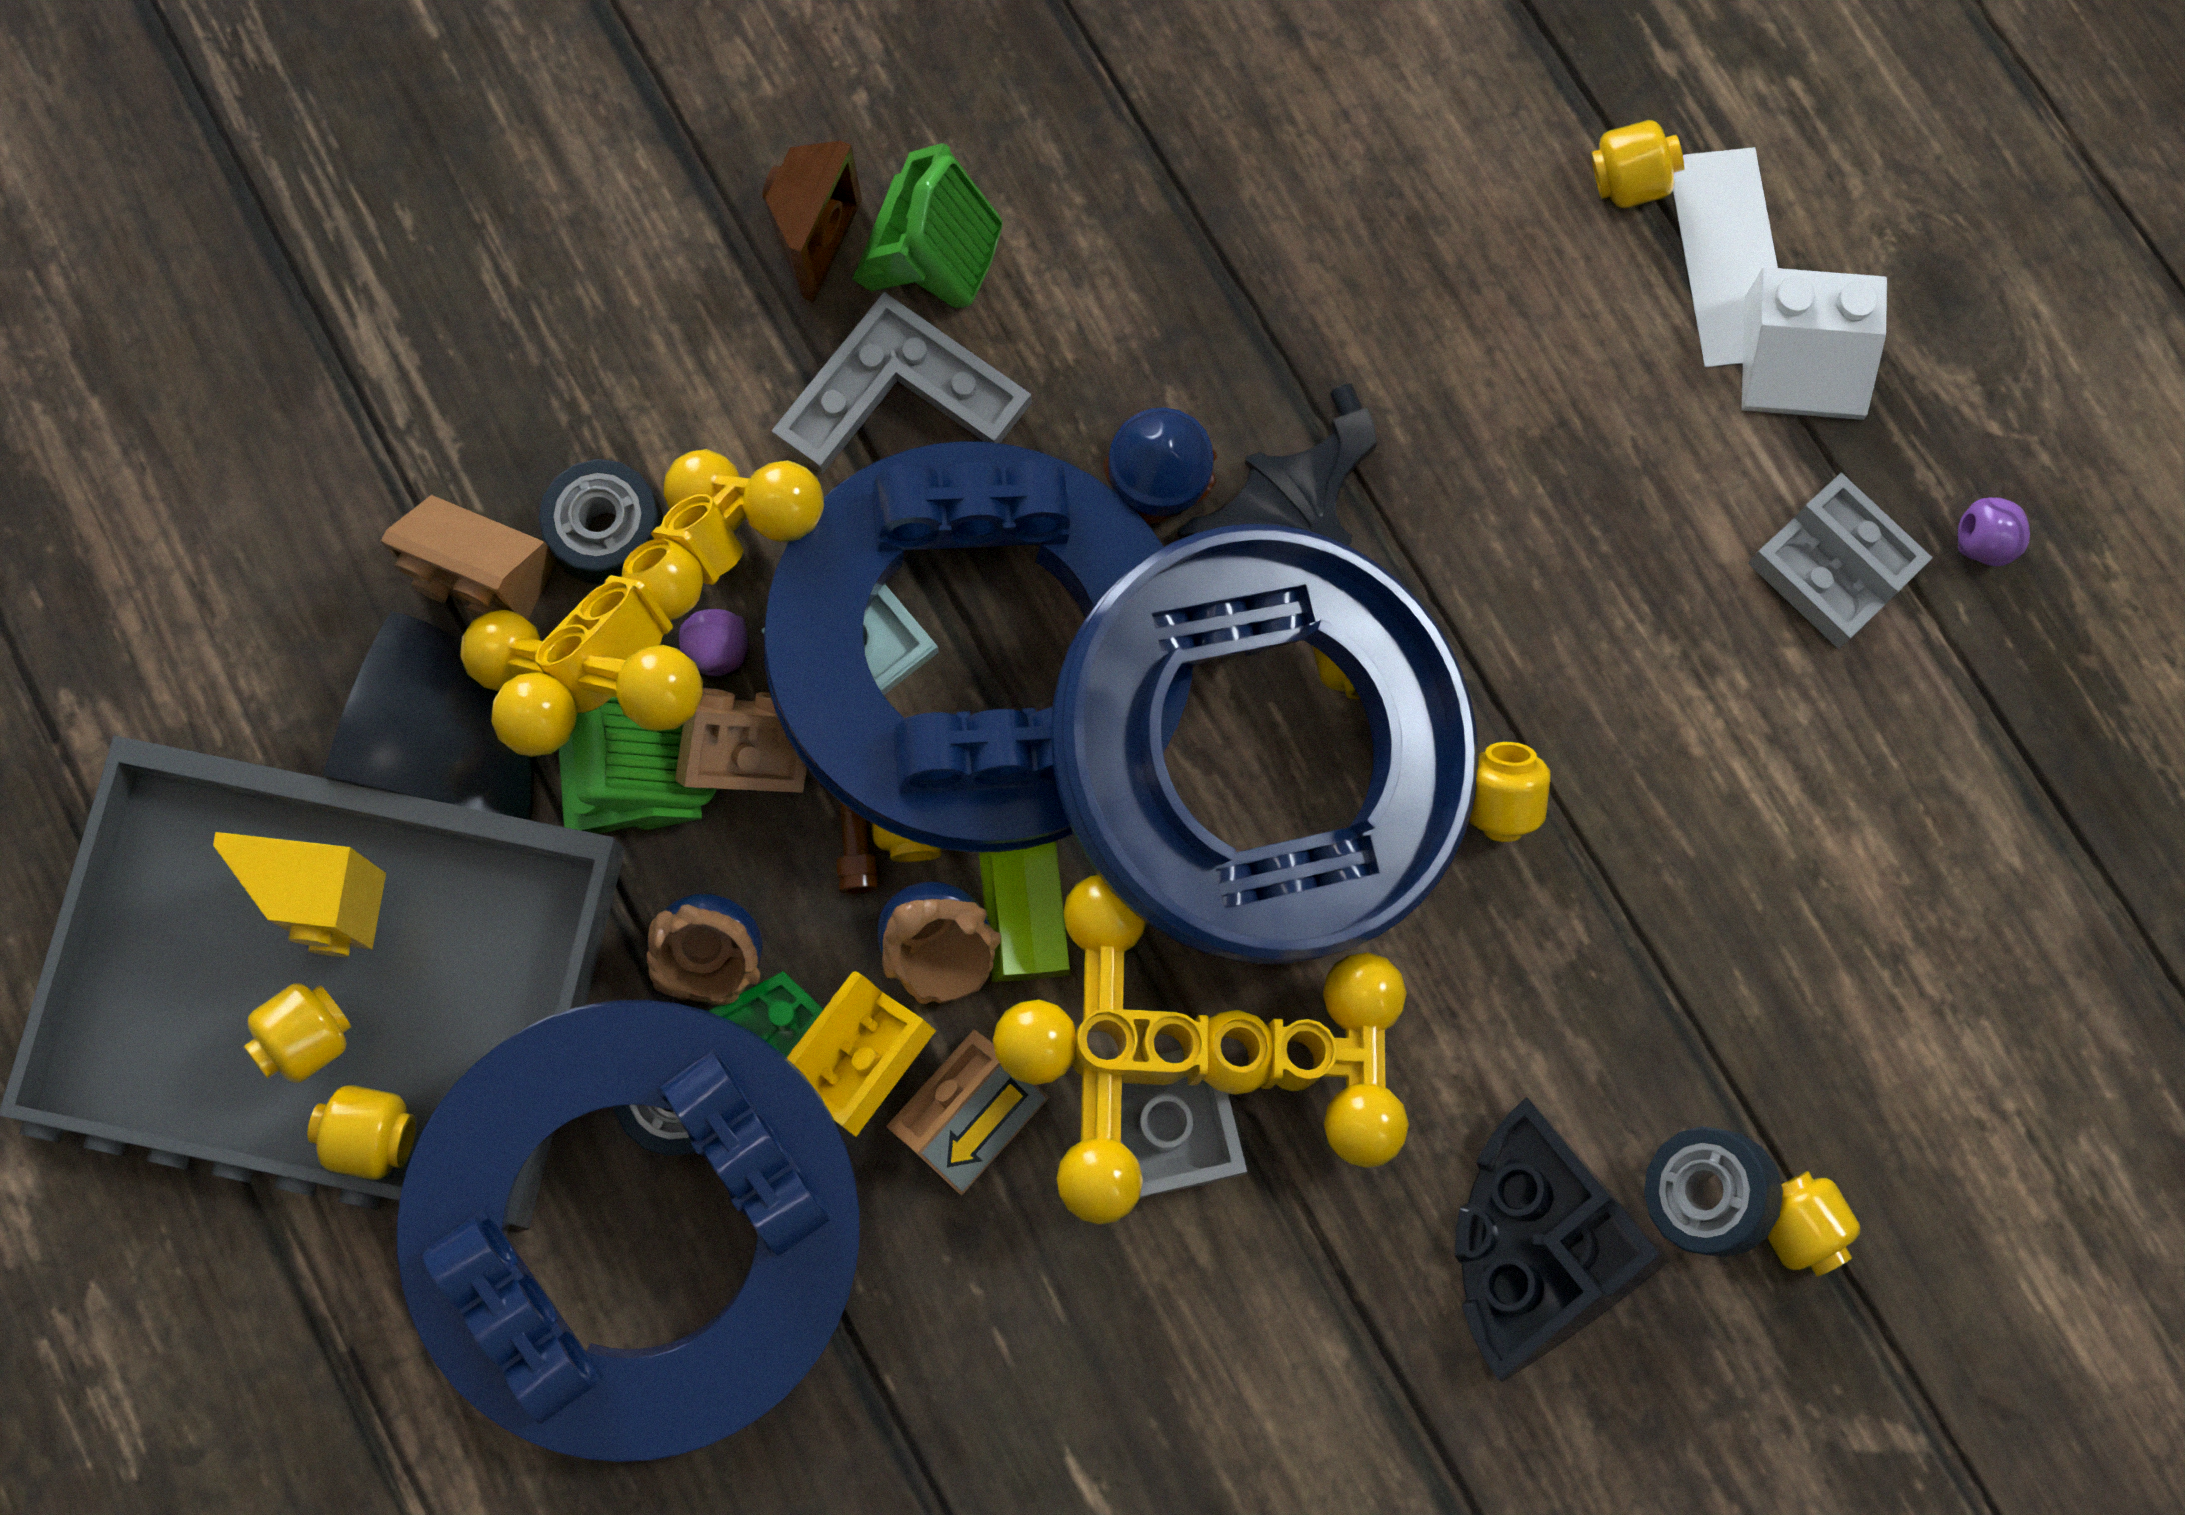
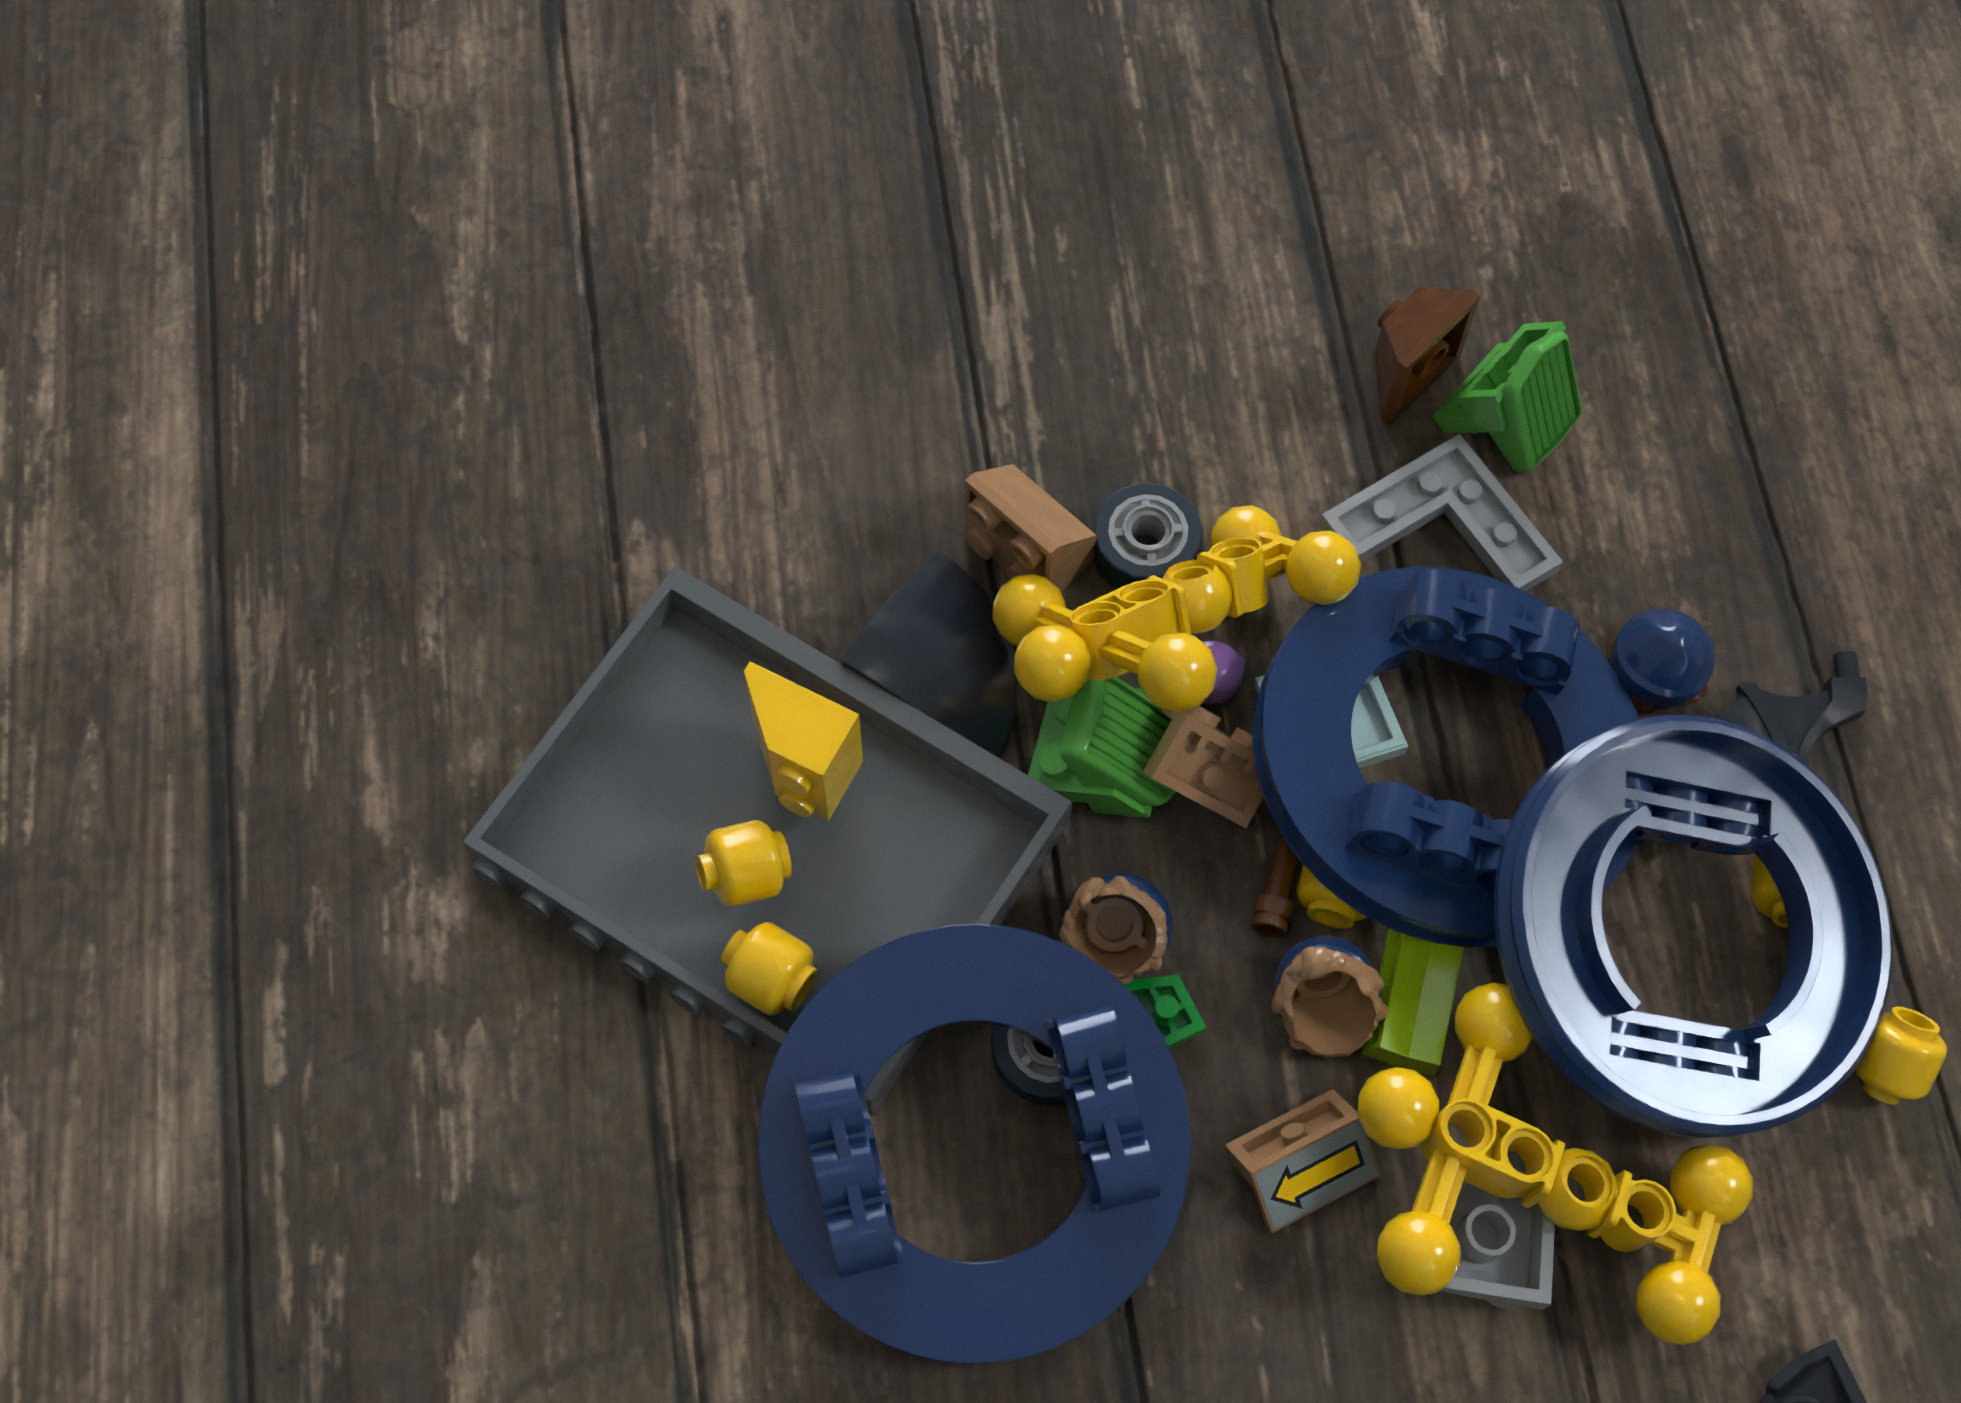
camera: 20 degrees right, 10 degrees down
(859, 1050) = (1229, 1065): yellow bracket -> none

